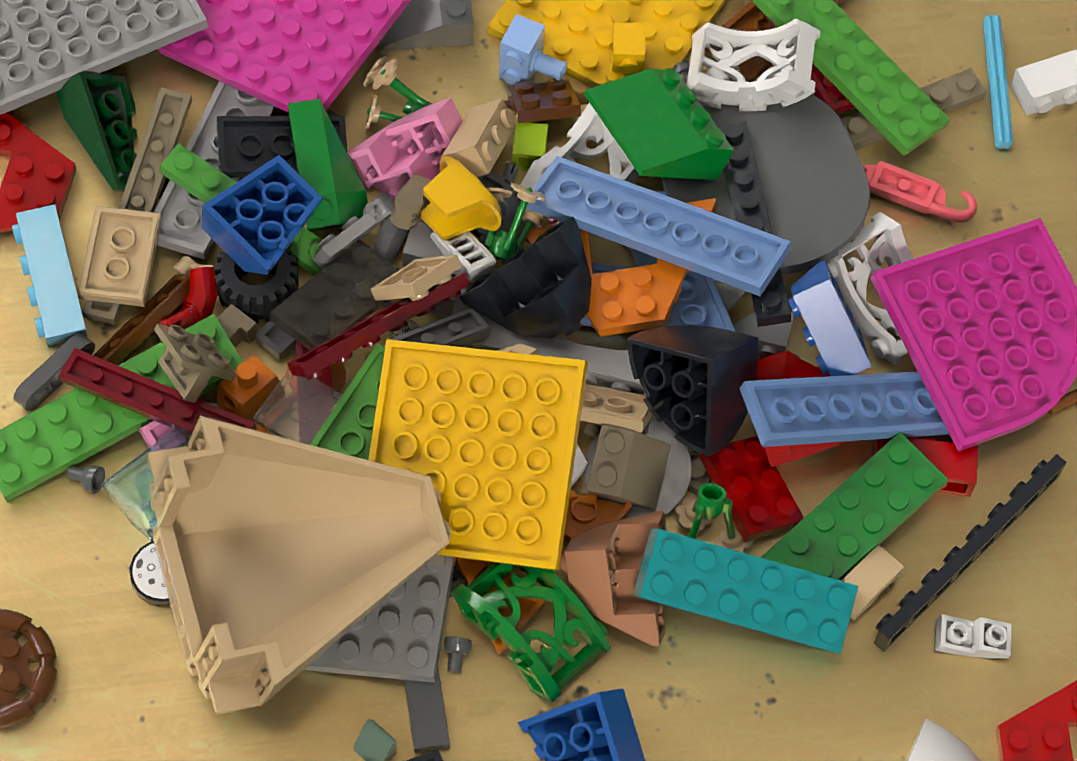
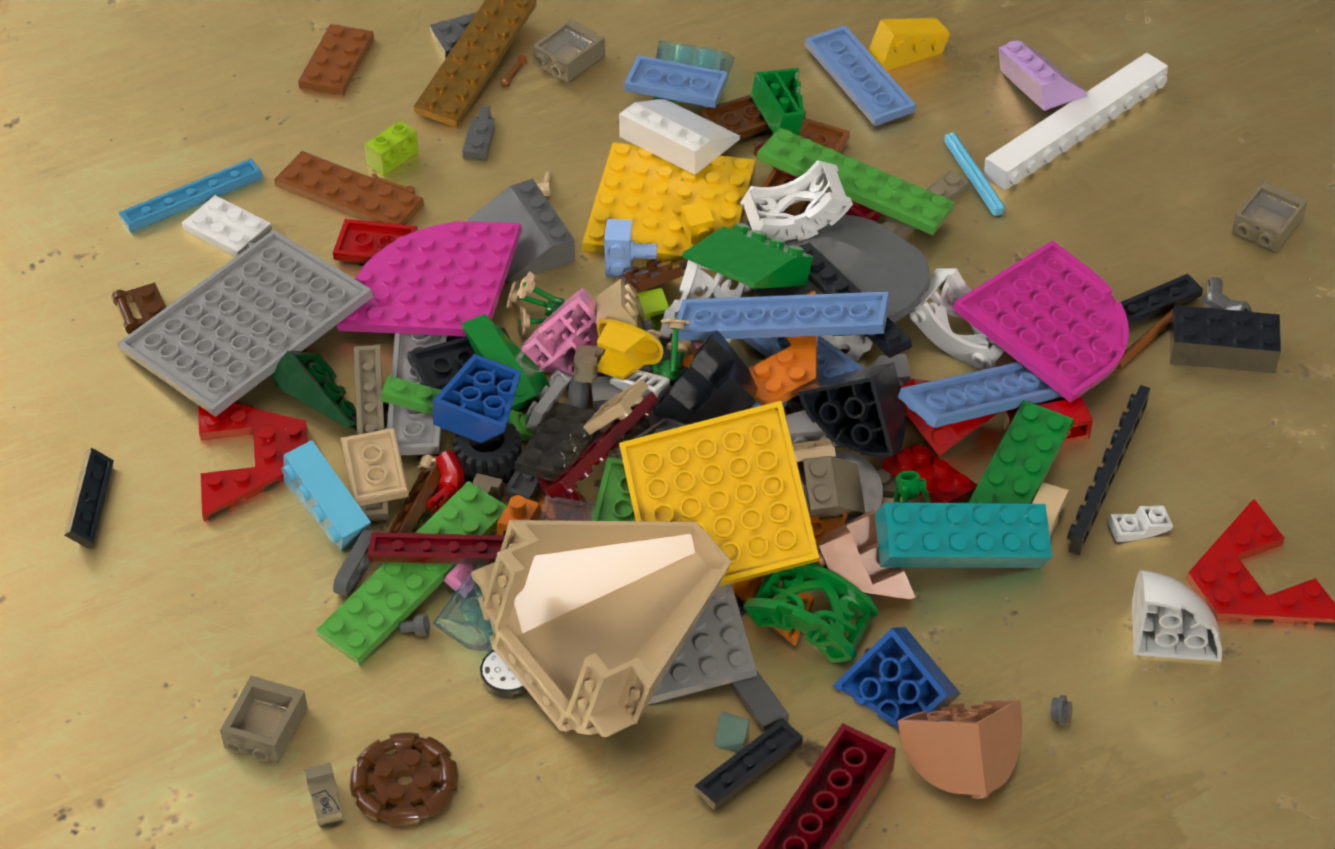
camera: 15 degrees left, 15 degrees down
(191, 360) = (469, 510): dark tan bracket -> none
(457, 648) = (762, 649): dark grey piece -> none
(829, 323) = (939, 341): wedge -> none
(915, 192) = (957, 257): coral plate -> none

